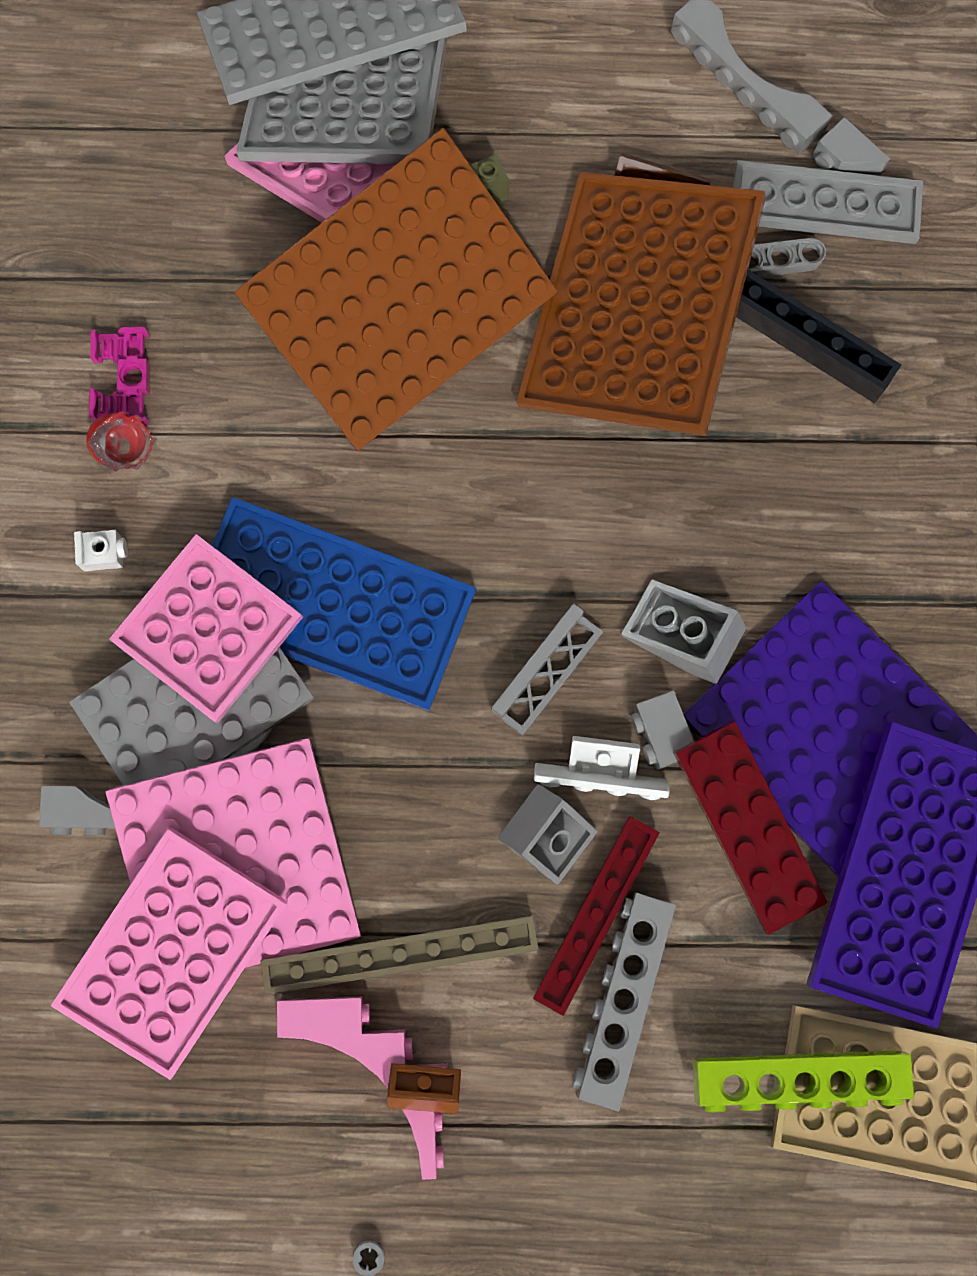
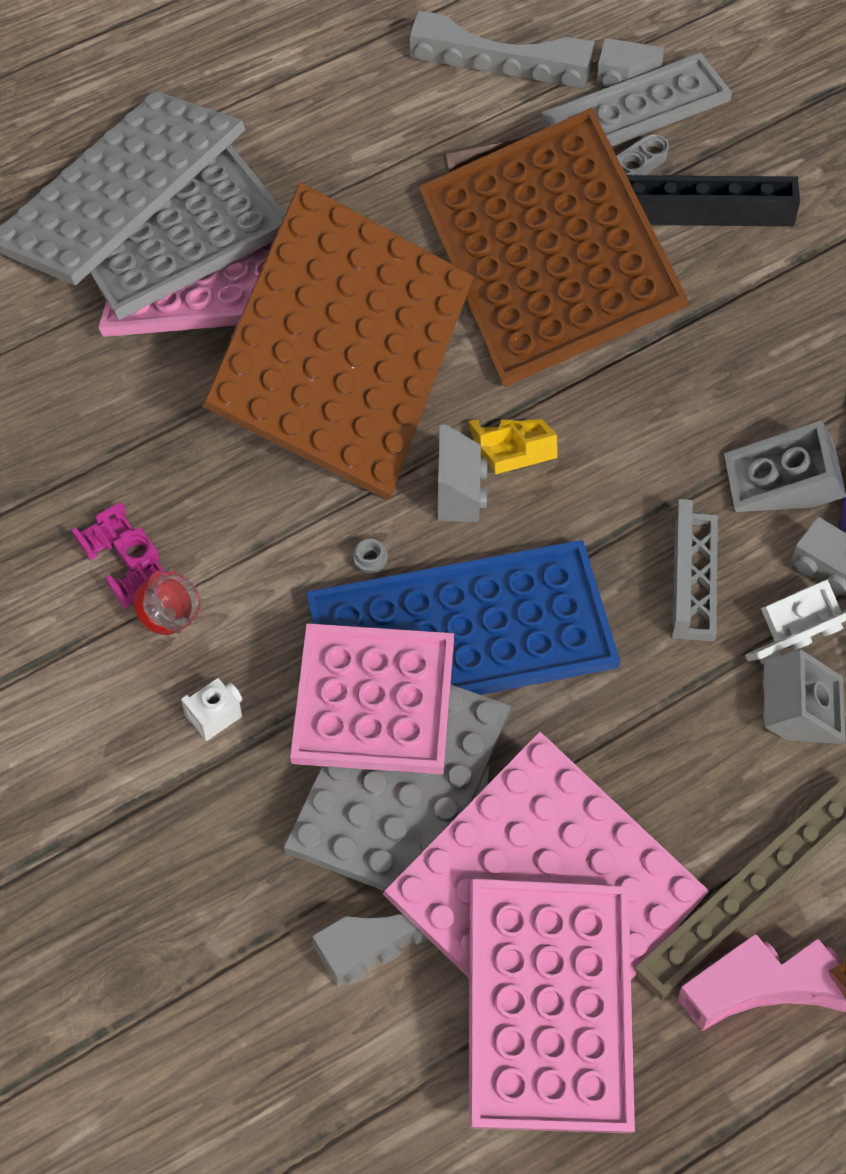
camera: 30 degrees left, 20 degrees down
(305, 485) = (366, 548): none -> light grey plate
(416, 471) = (460, 477): none -> light grey slope
(488, 464) = (515, 443): none -> yellow slope

